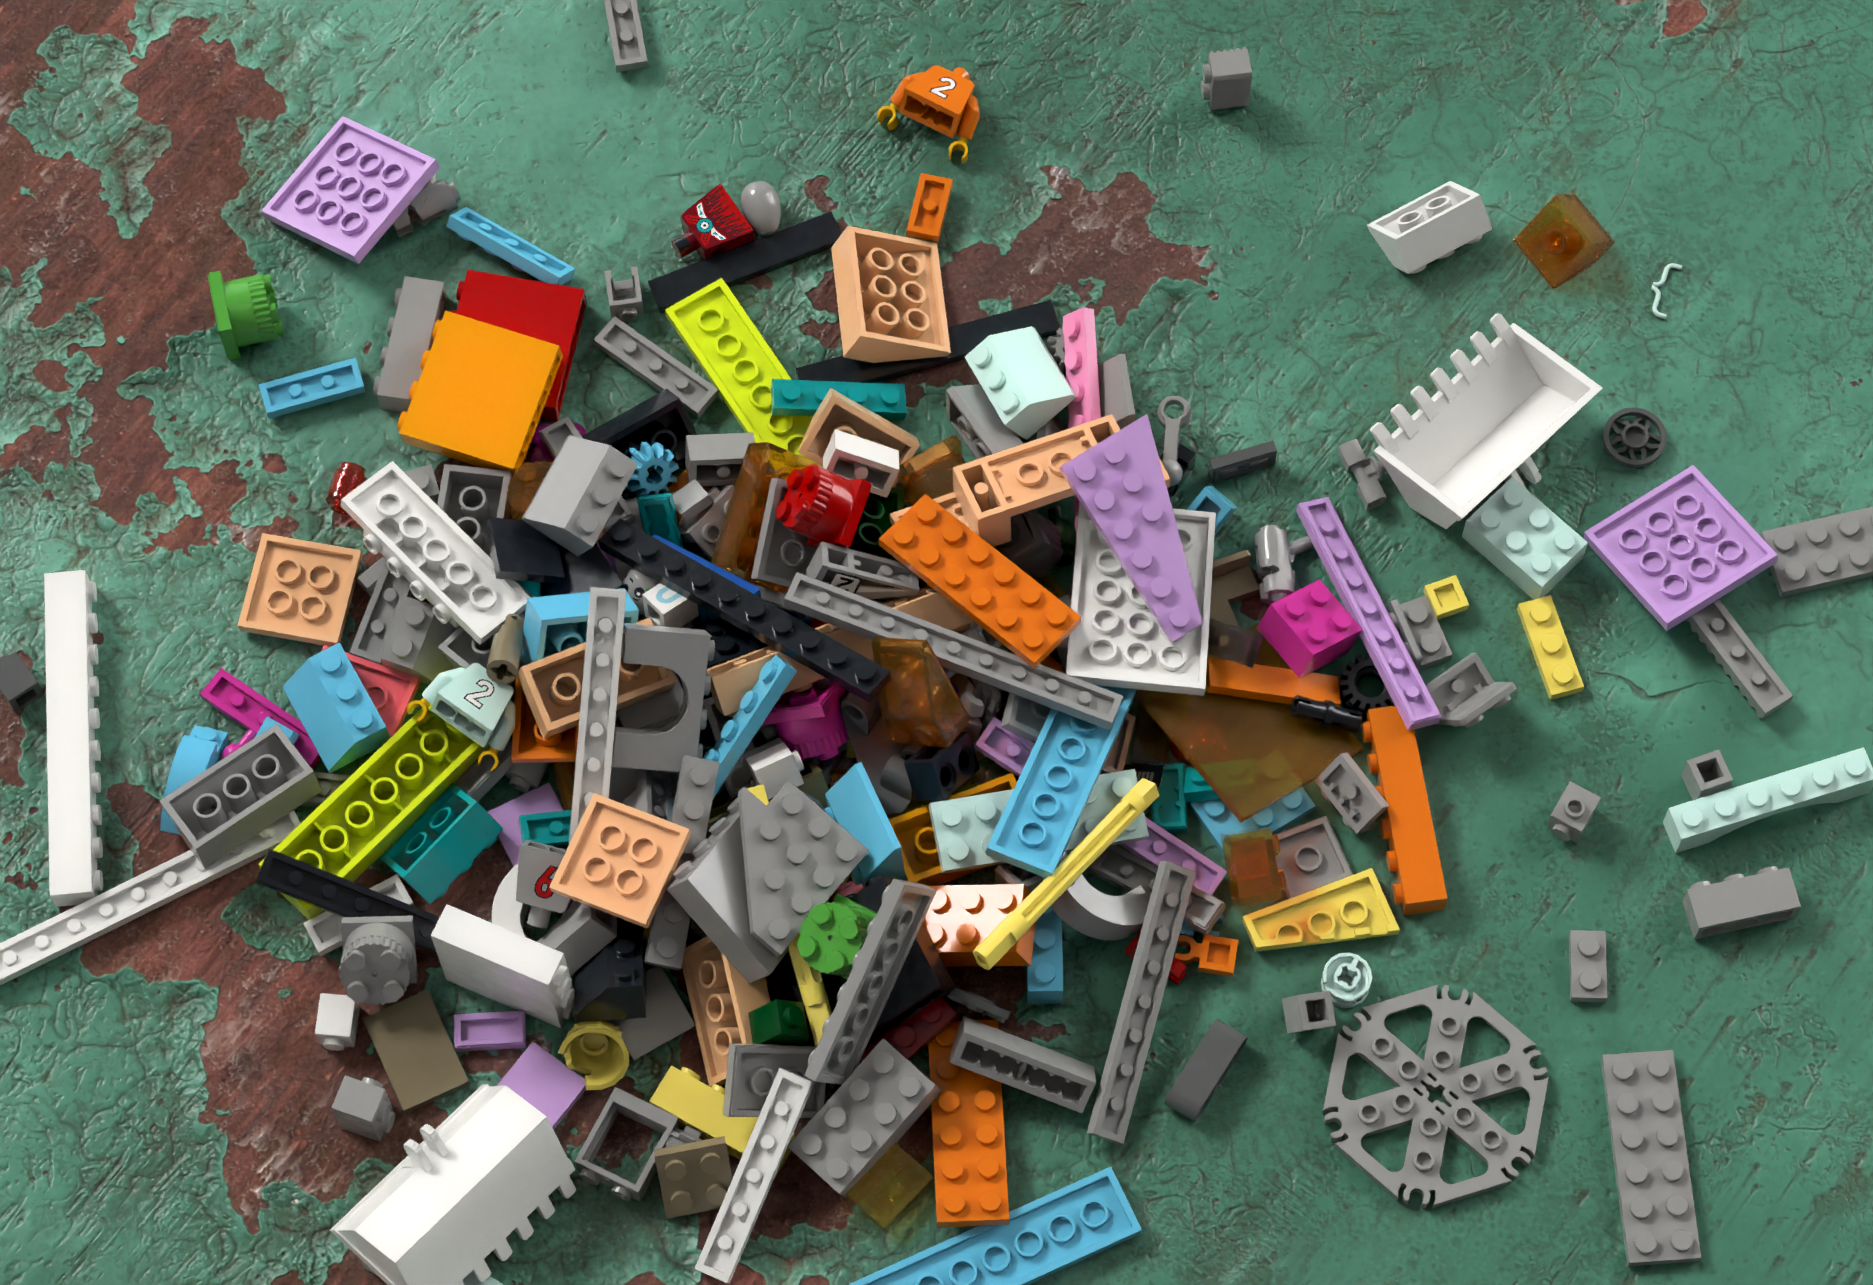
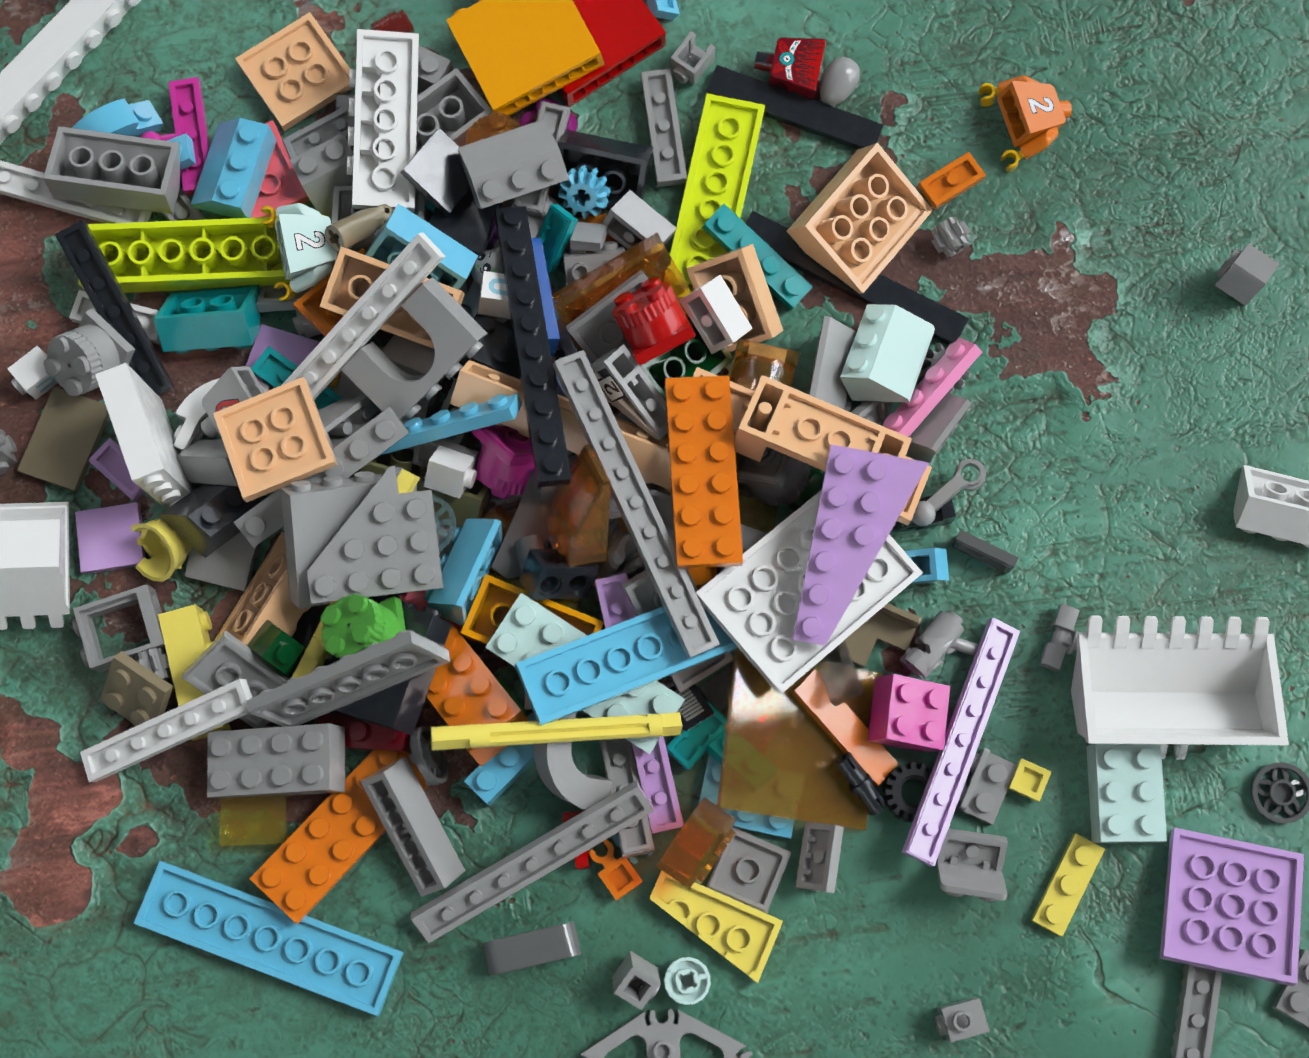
camera: 45 degrees right, 10 degrees up
(974, 250) = (951, 237): none -> light grey gear
(1408, 818) = (844, 910): orange brick -> none

